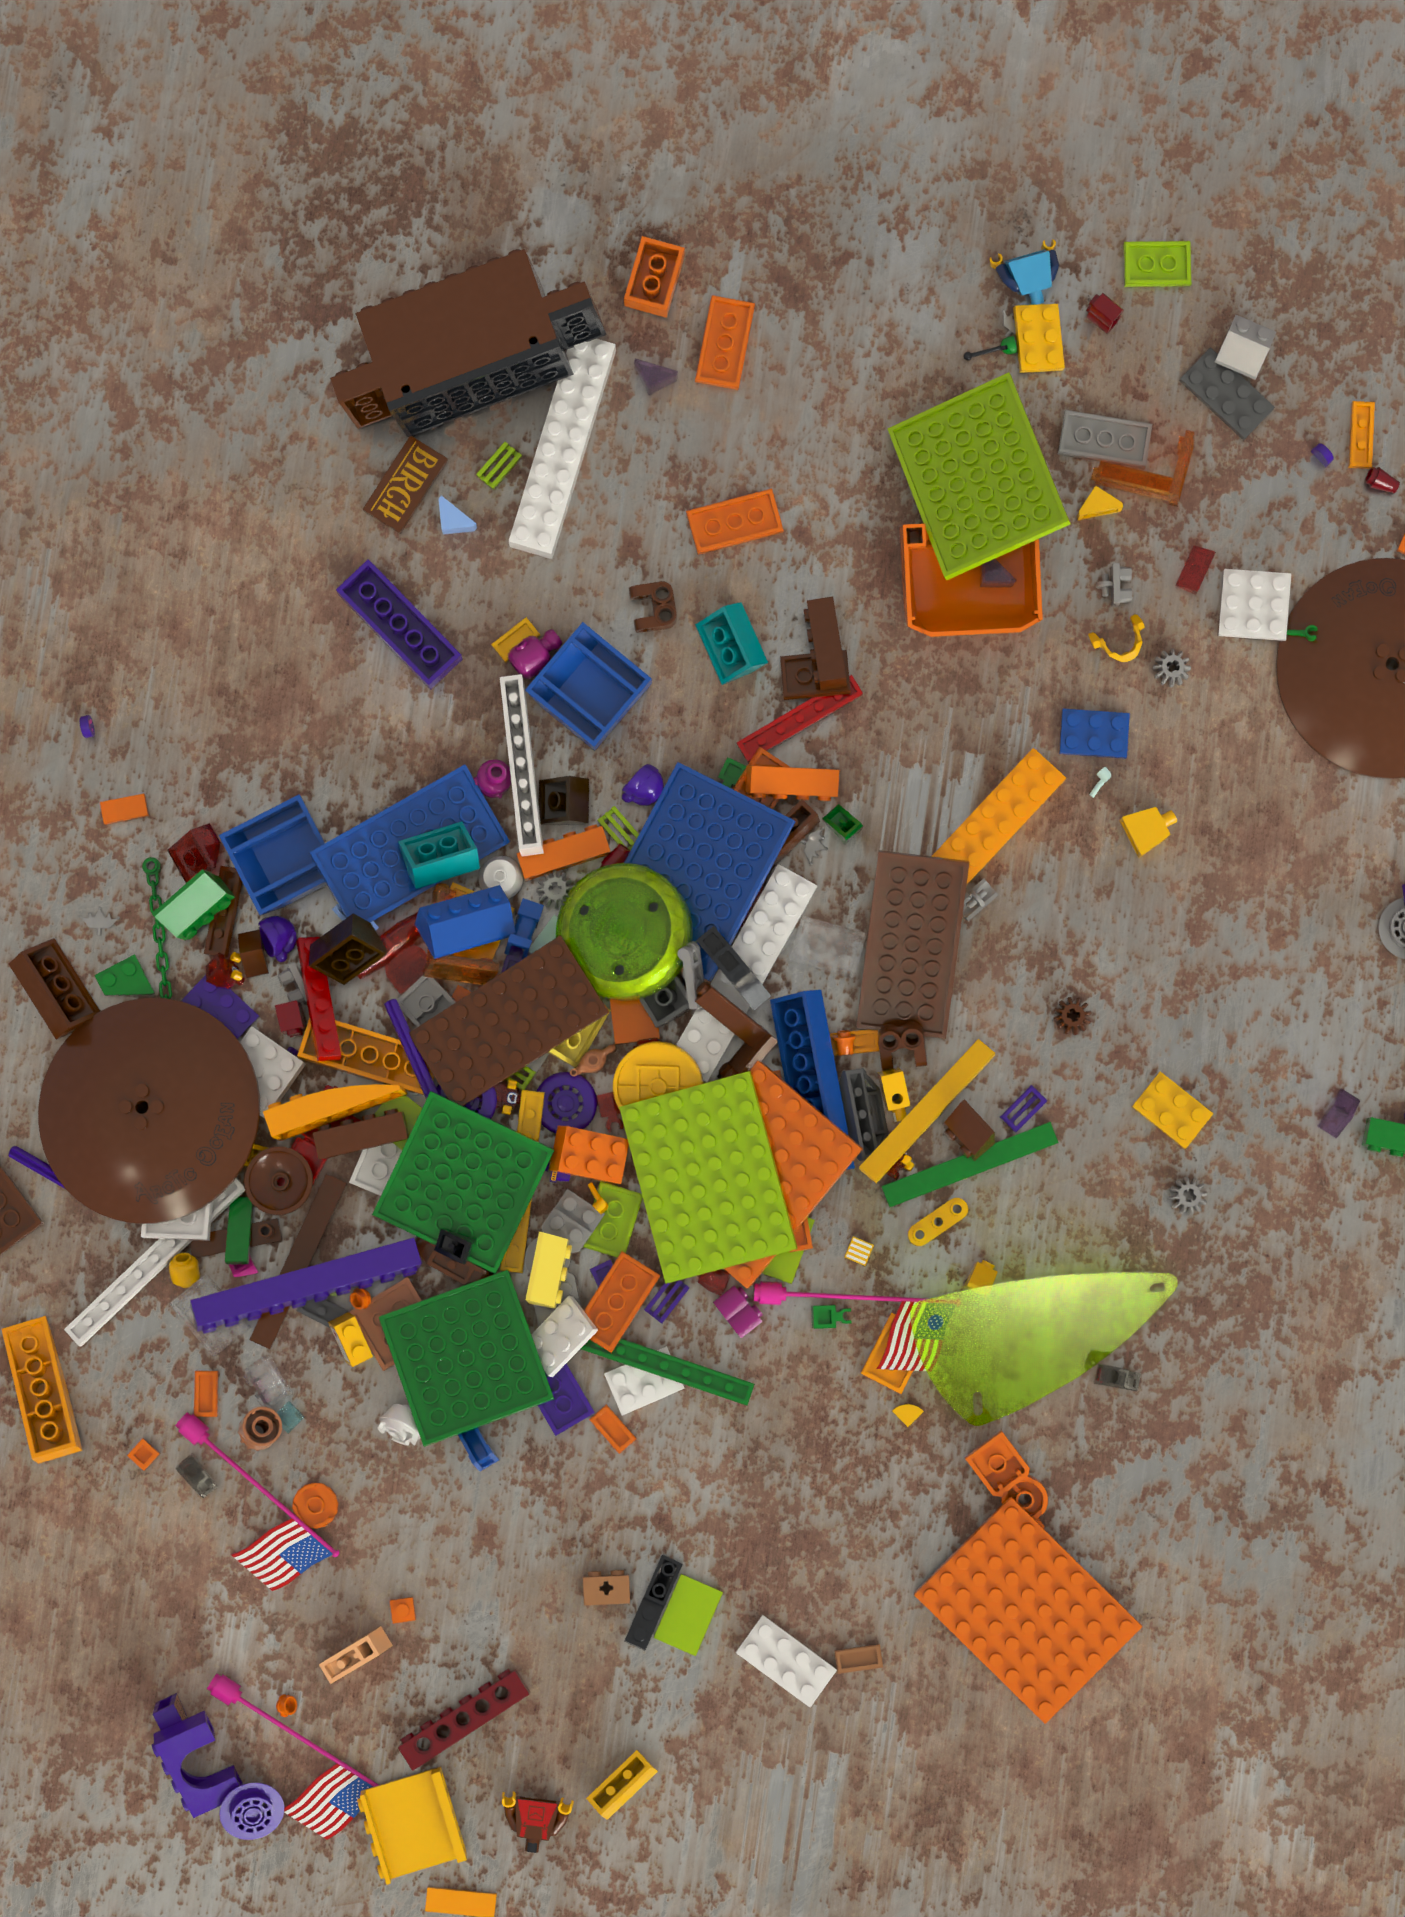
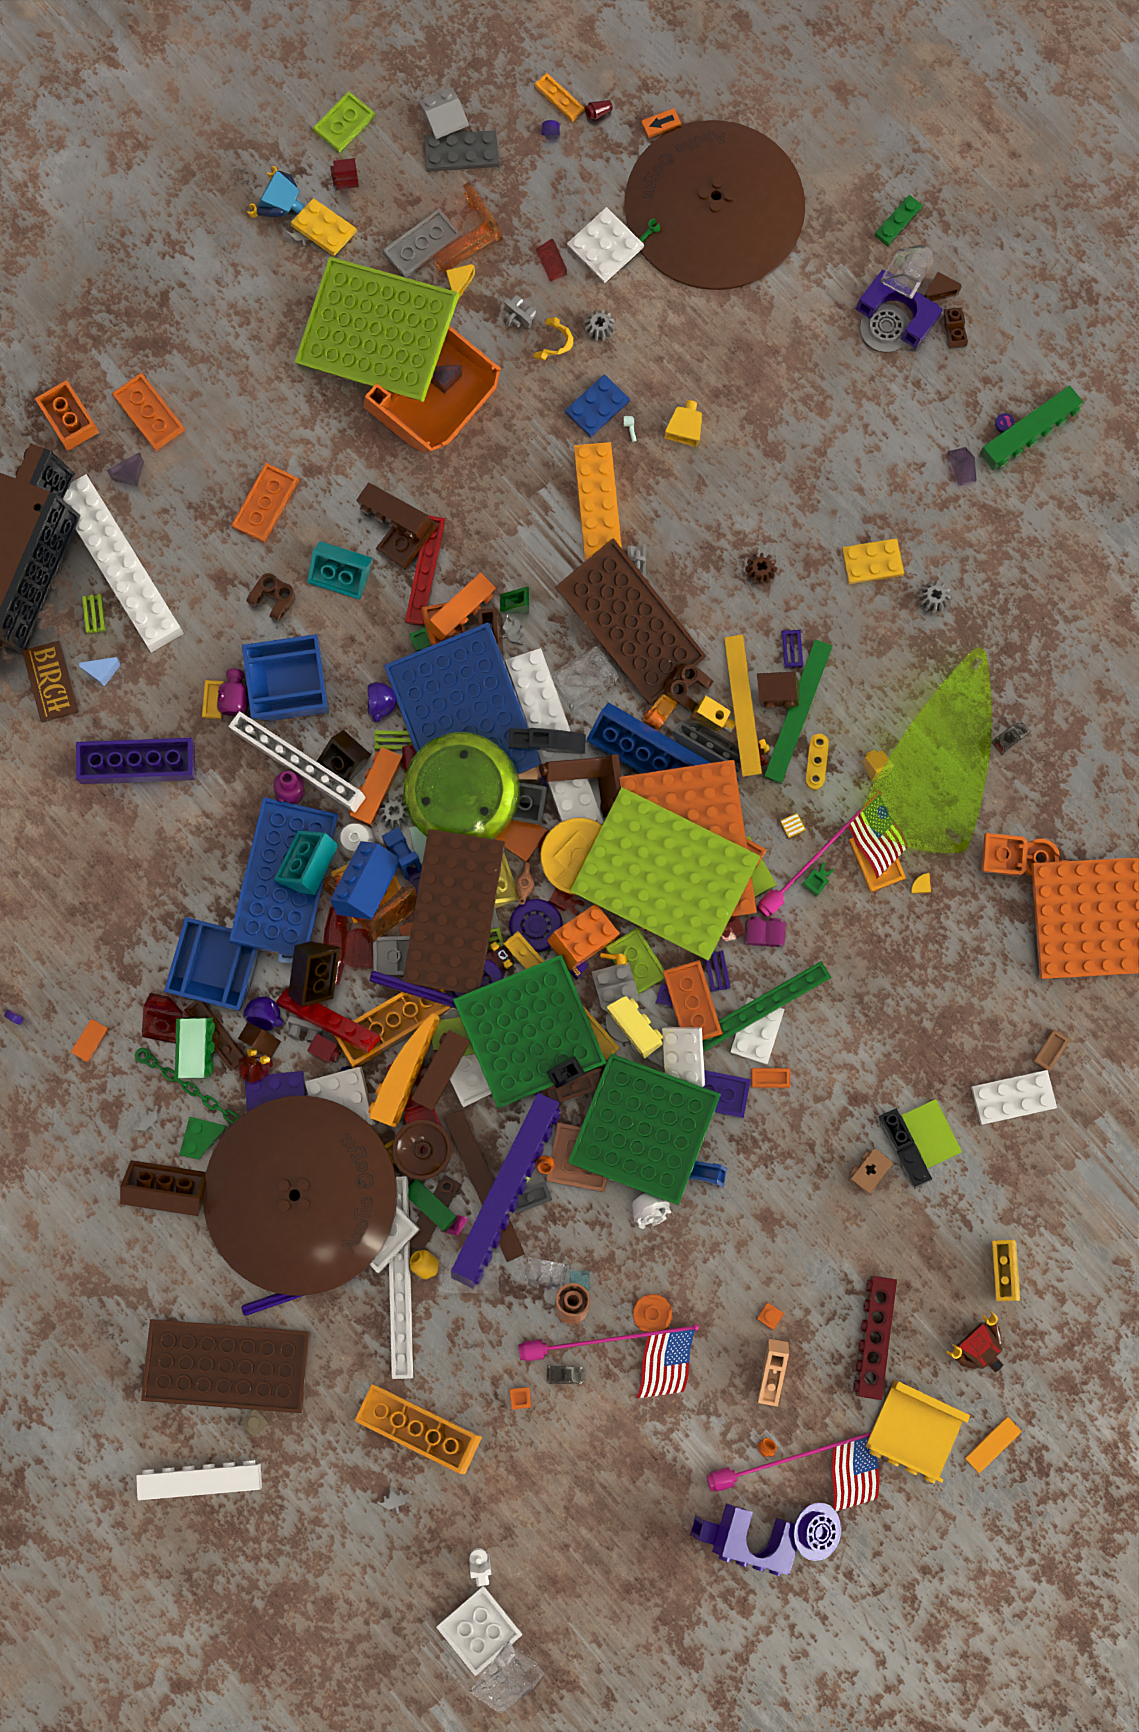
camera: 50 degrees left, 5 degrees down
(206, 1393) = (516, 1321): orange tile -> none
(350, 1339) = (566, 1194): yellow brick -> none
(691, 971) = (527, 768): light grey plate -> none
(1007, 346) = (311, 249): hinge -> none

